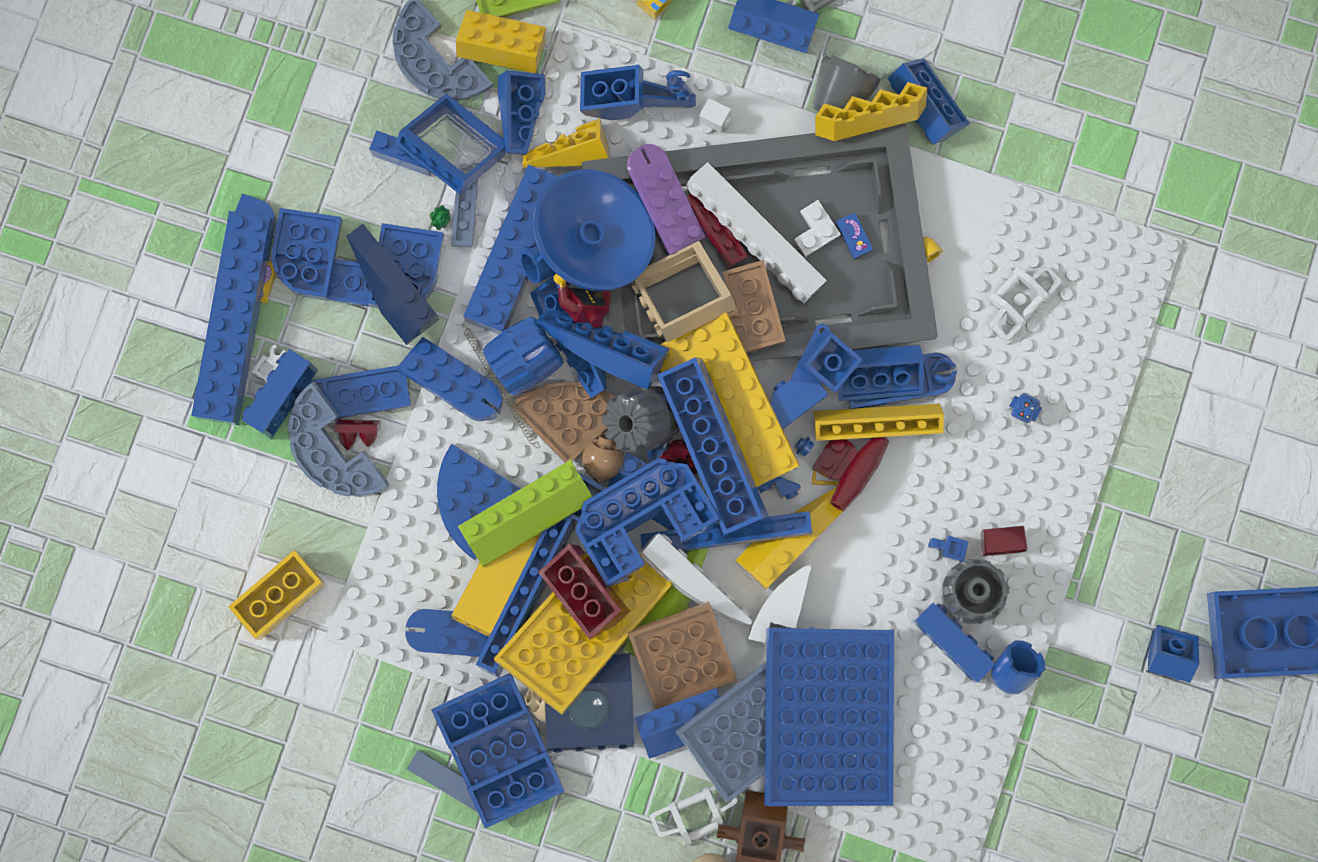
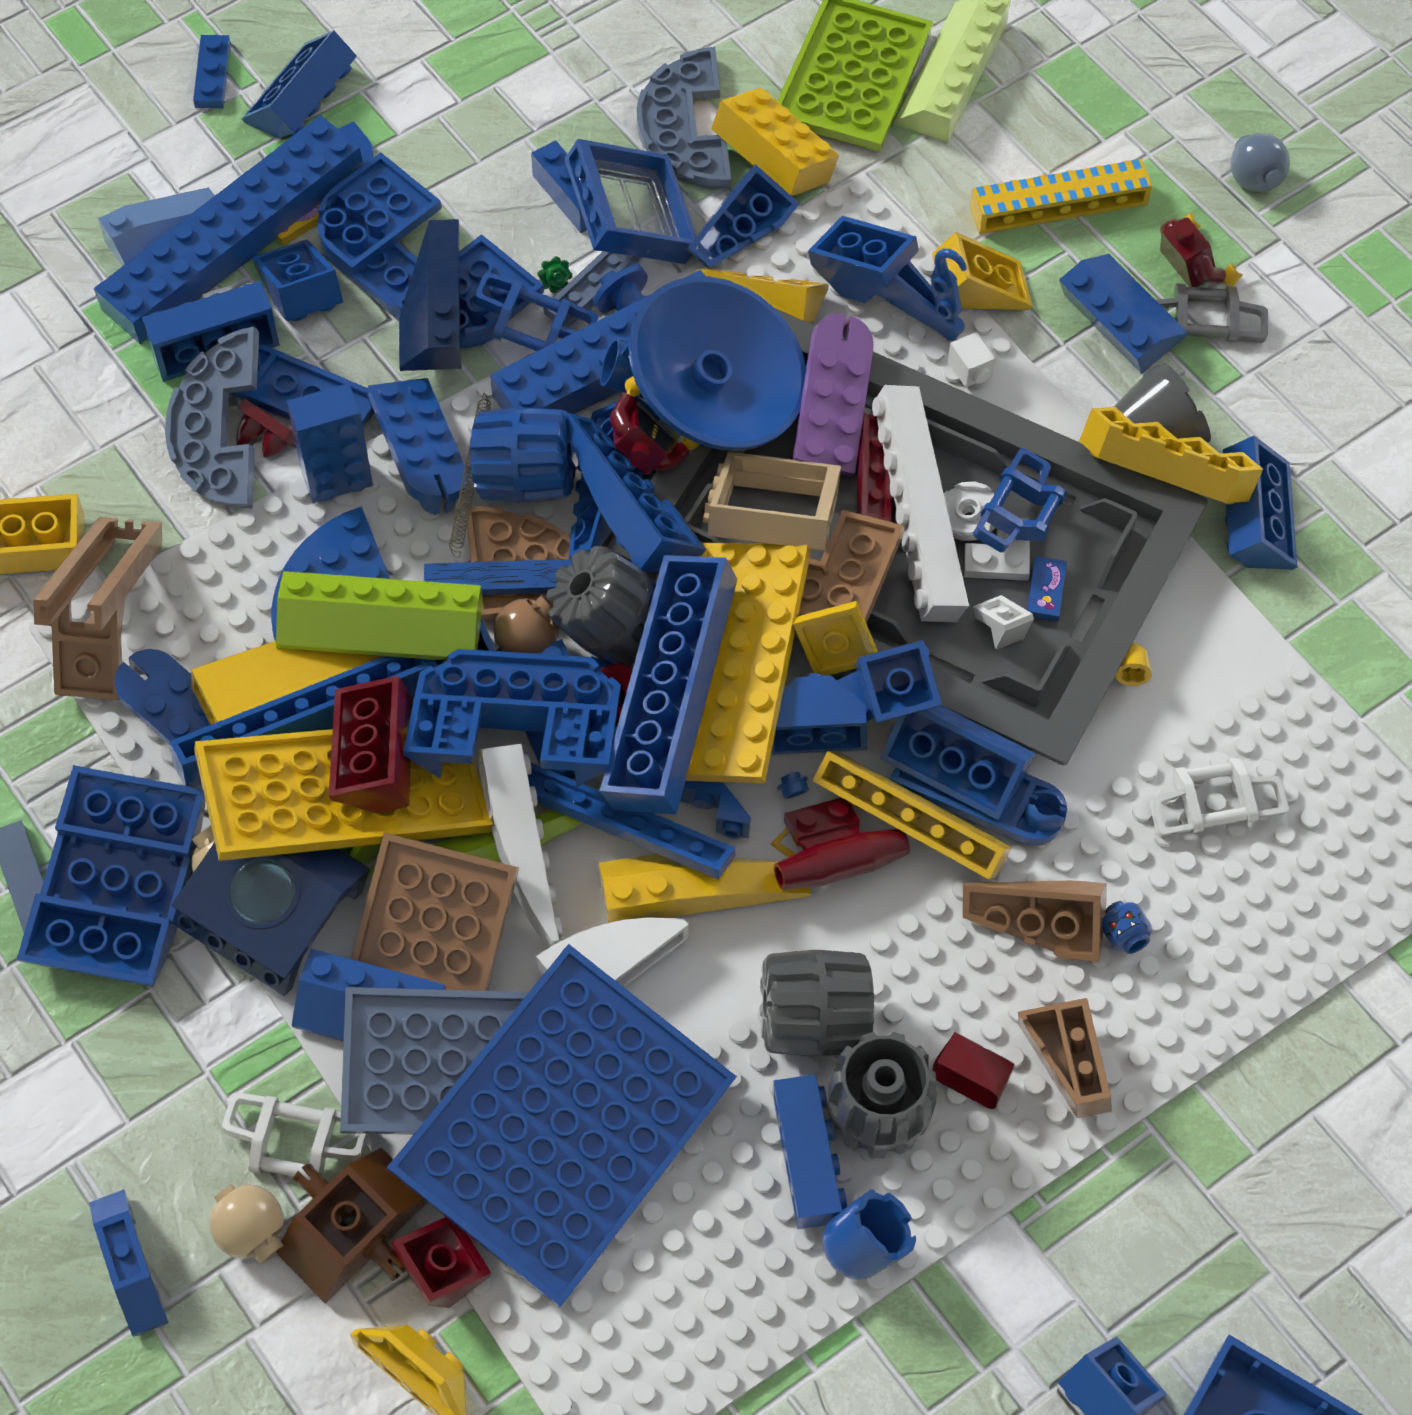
camera: 30 degrees right, 20 degrees down
(128, 215) = (212, 71): none -> blue plate
(185, 346) = (141, 224): none -> medium blue wedge
(191, 191) = (301, 86): none -> blue slope
(296, 322) = (298, 280): none -> blue slope
(383, 641) = (91, 651): none -> medium nougat piece
(416, 427) = (330, 442): none -> blue brick
(438, 267) = (517, 291): none -> blue bar
(492, 206) = (621, 288): none -> blue plate
(569, 430) = (499, 576): none -> blue tile
(682, 51) = (990, 278): none -> yellow slope
(777, 355) = (834, 638): none -> yellow plate
(788, 207) = (963, 499): none -> white plate
(810, 181) = (1036, 492): none -> blue bar
(820, 826) = (441, 1262): none -> dark red slope
(846, 272) = (1007, 620): none -> white slope
(908, 565) = (815, 1001): none -> dark grey wheel
(952, 547) = (900, 1025): blue plate -> none
(982, 426) = (1043, 913): none -> medium nougat wedge
(1046, 498) = (1071, 1054): none -> medium nougat wedge

